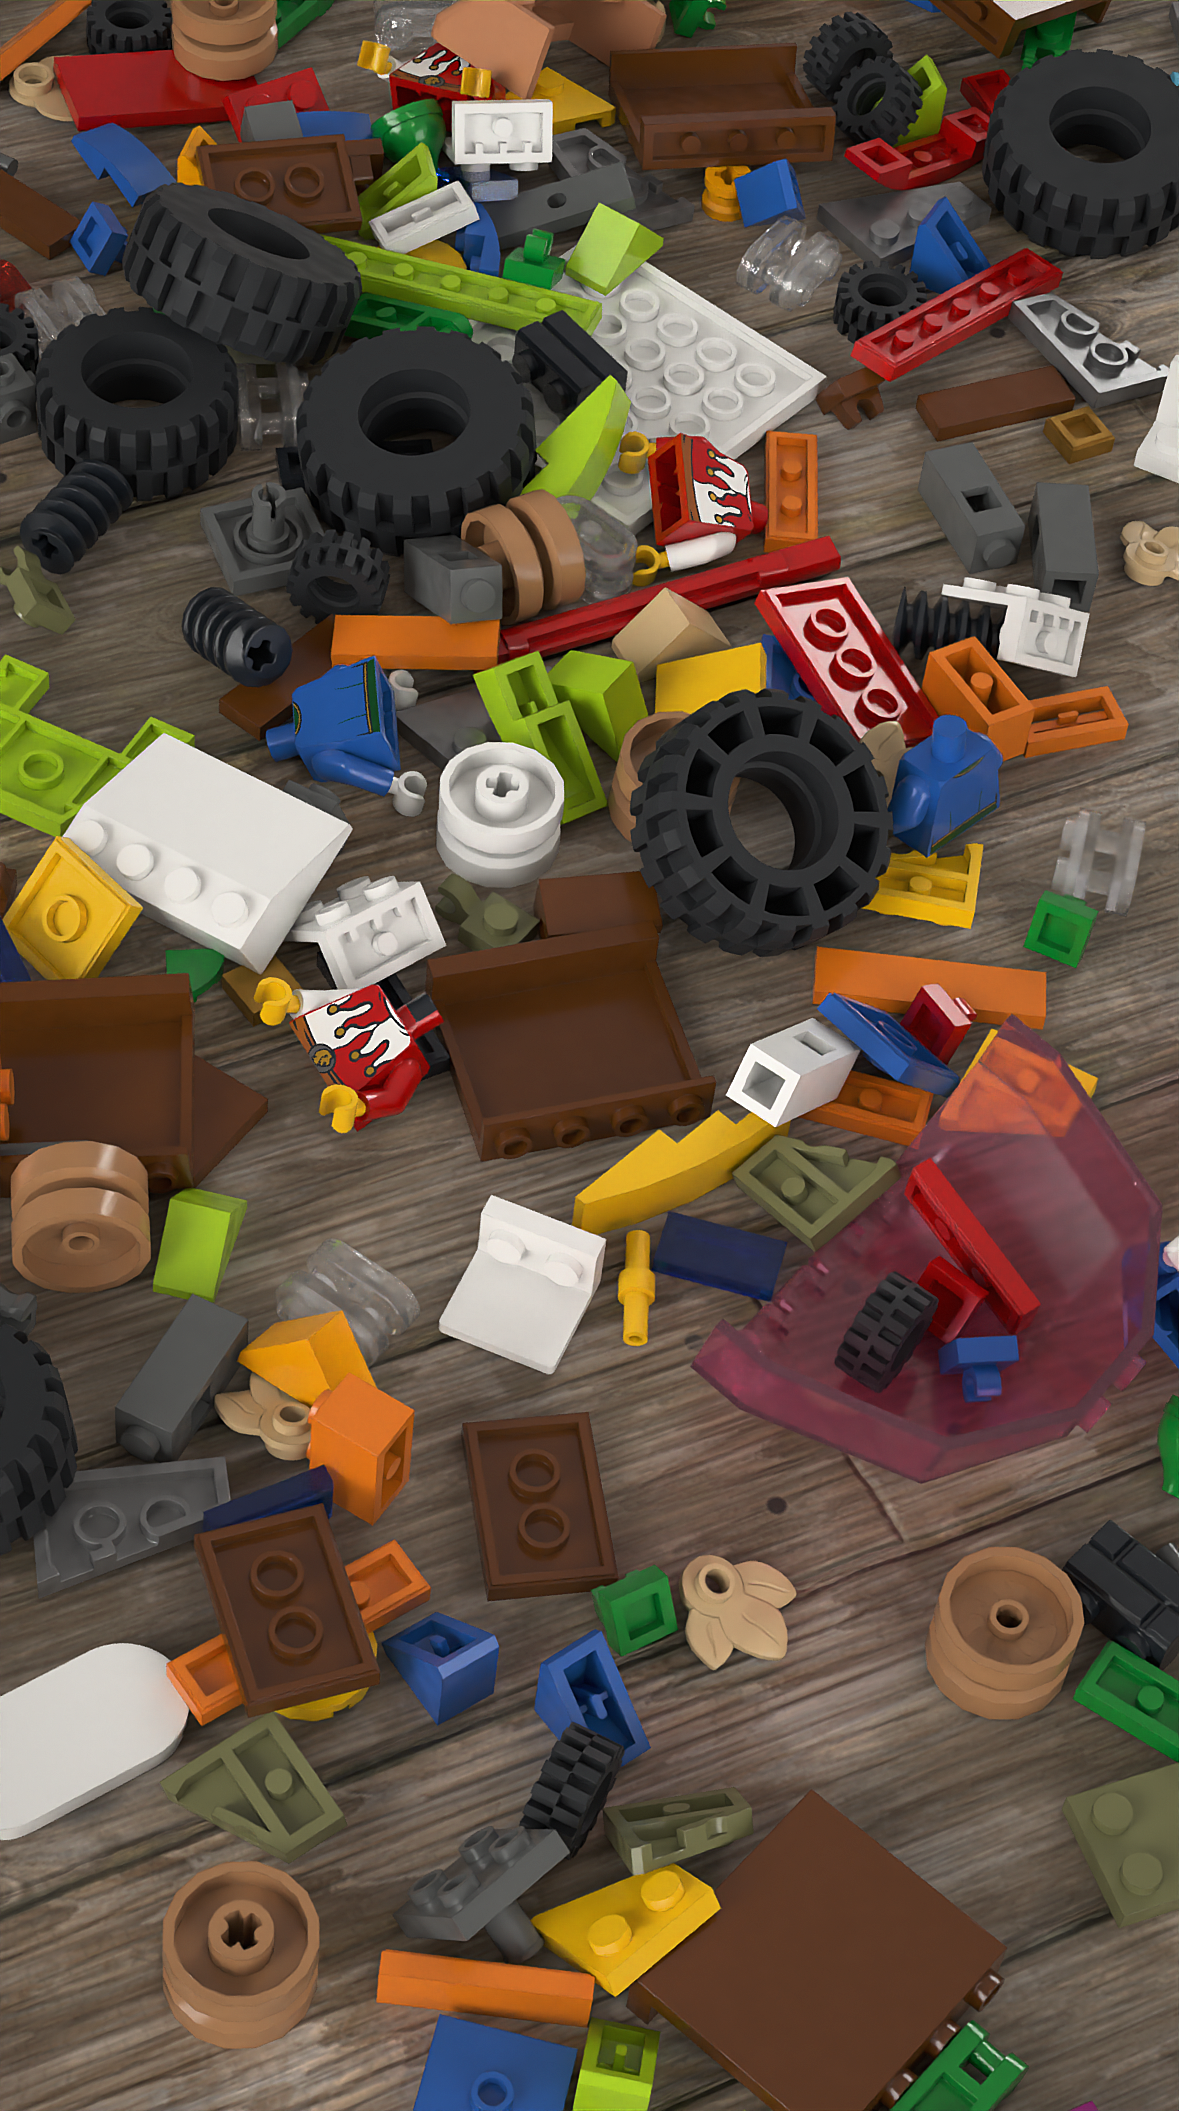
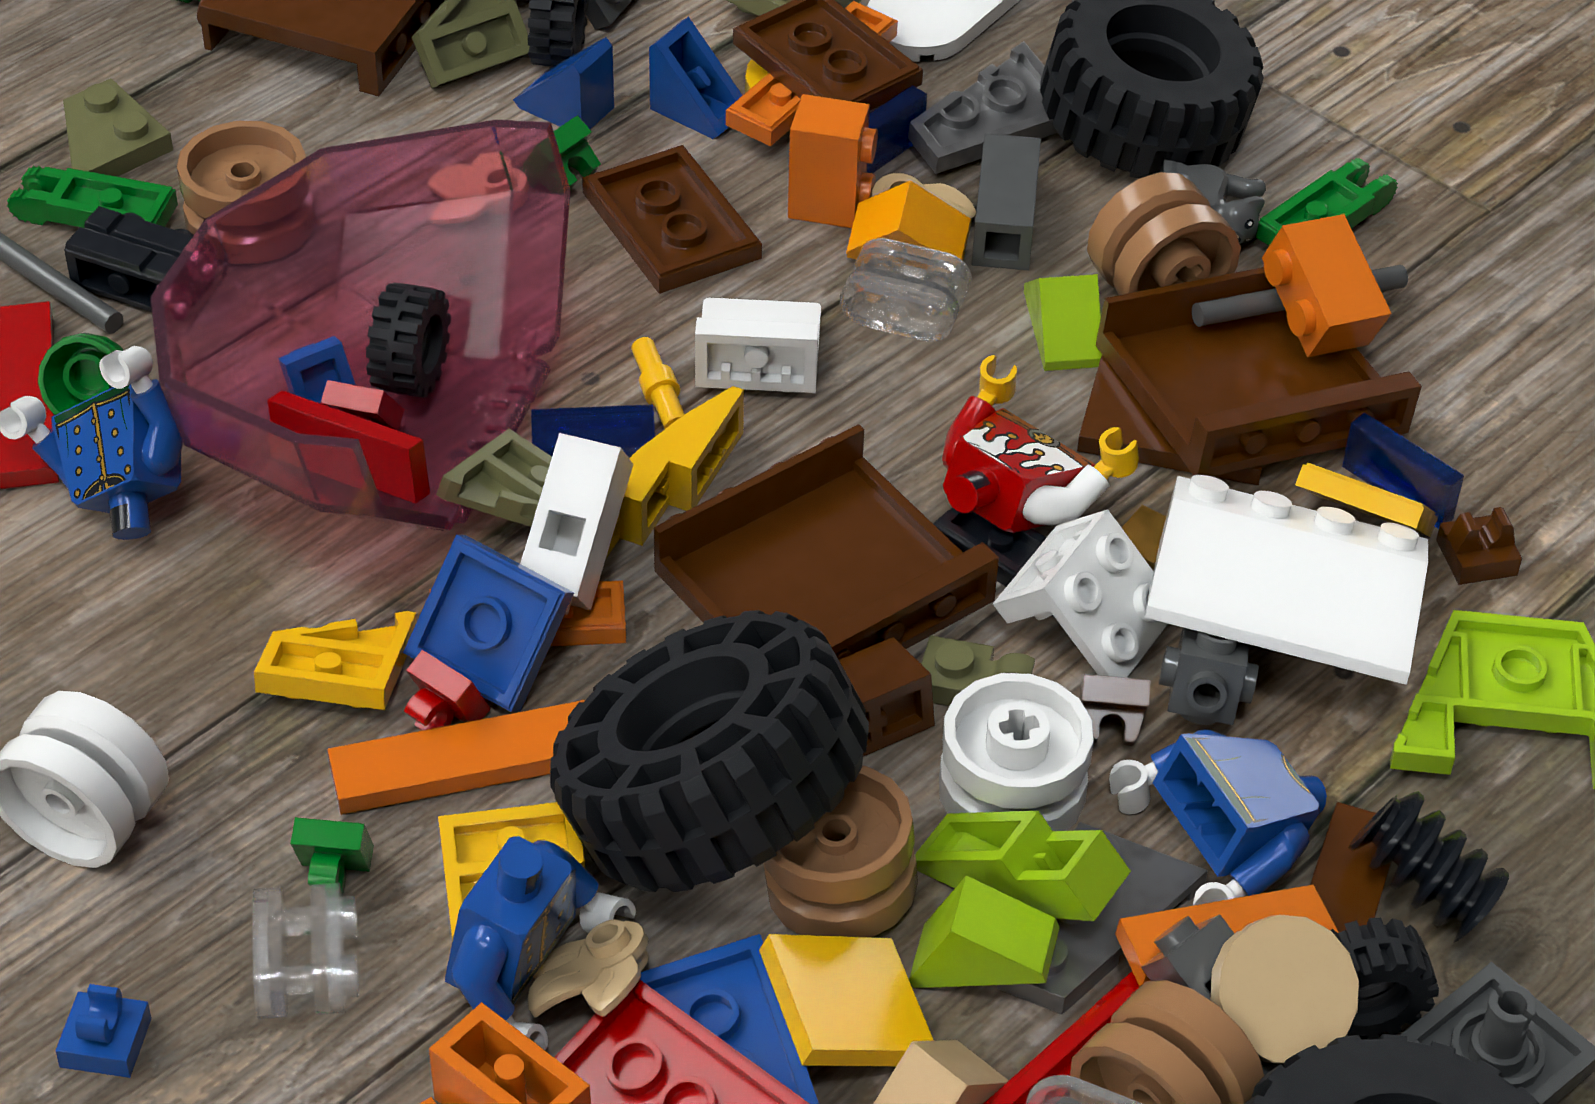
camera: 165 degrees right, 5 degrees down
(386, 848) = (1117, 699): none -> tile
(426, 536) = (1286, 985): none -> tan tile

